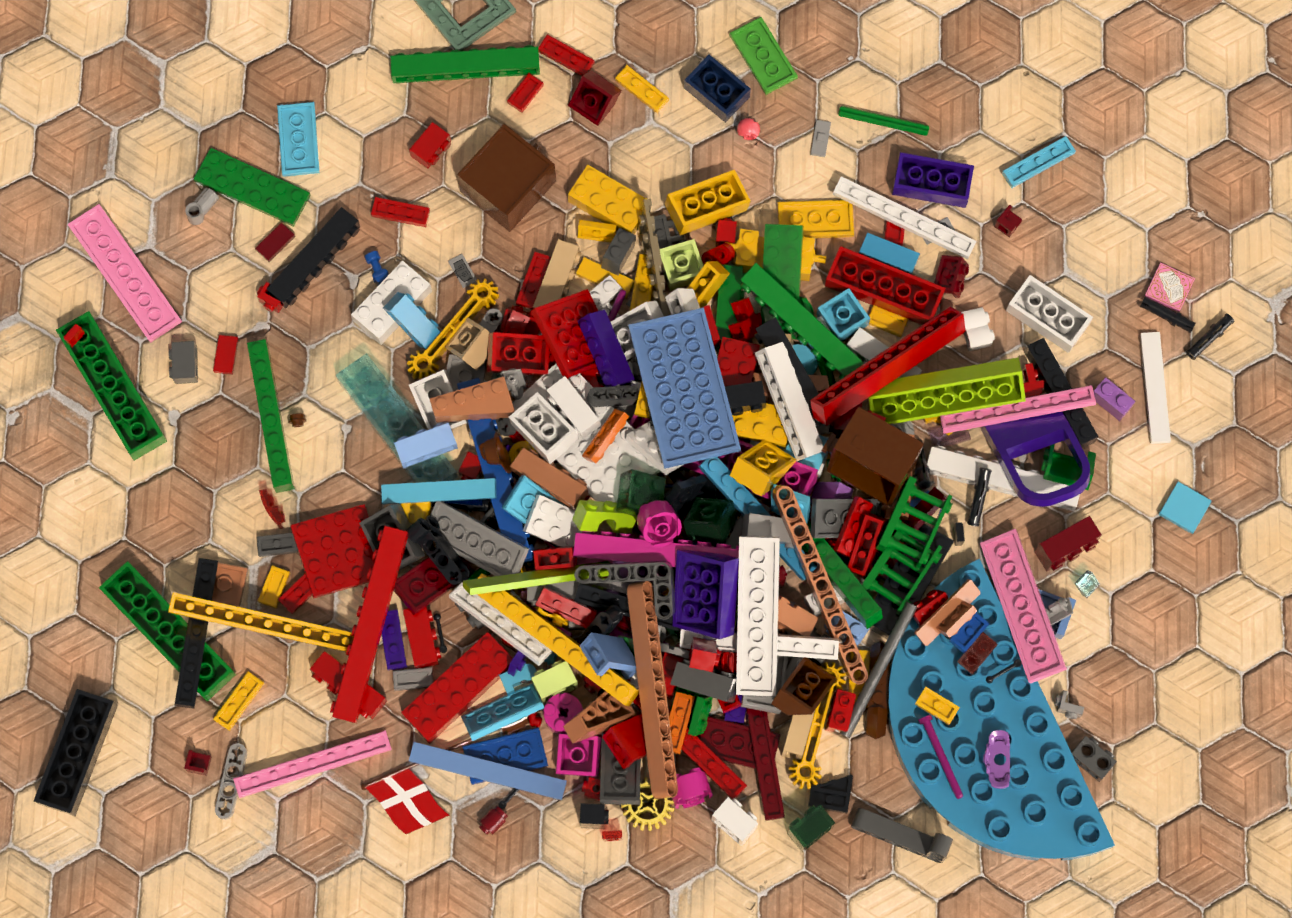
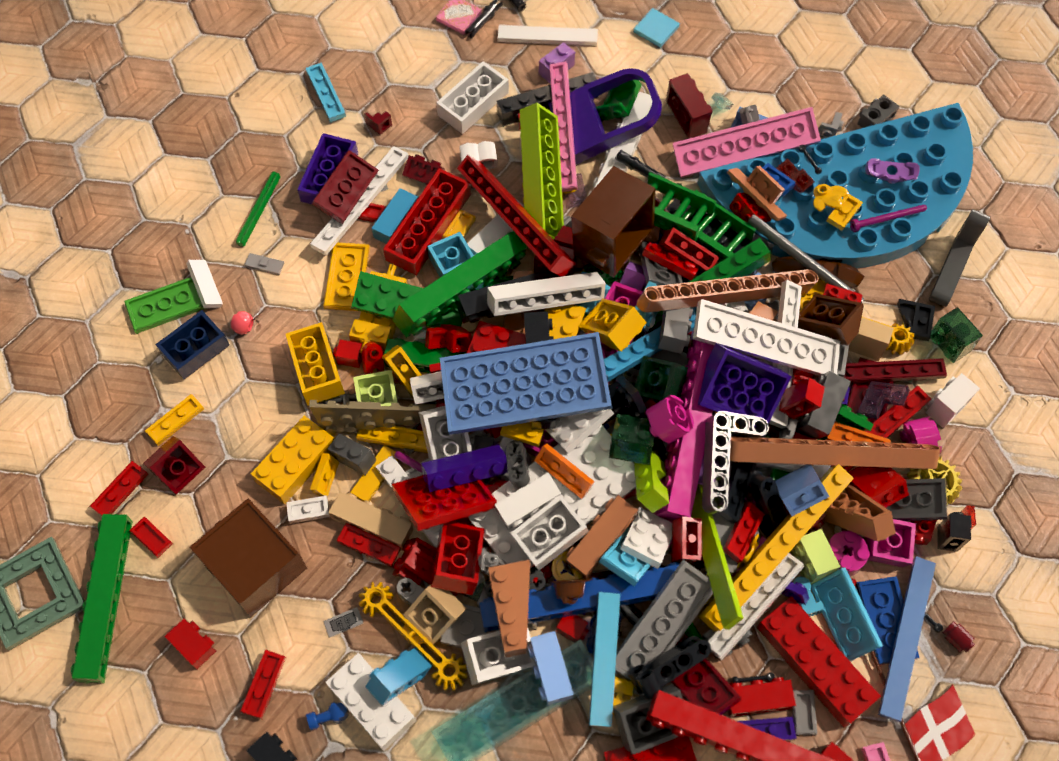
camera: 85 degrees left, 10 degrees down
(563, 222) = (308, 509): none -> white plate
(732, 747) = (880, 394): none -> plate
(788, 86) = (204, 284): none -> white tile
(910, 198) = (345, 187): none -> dark red tile
(951, 689) = (828, 196): none -> yellow plate

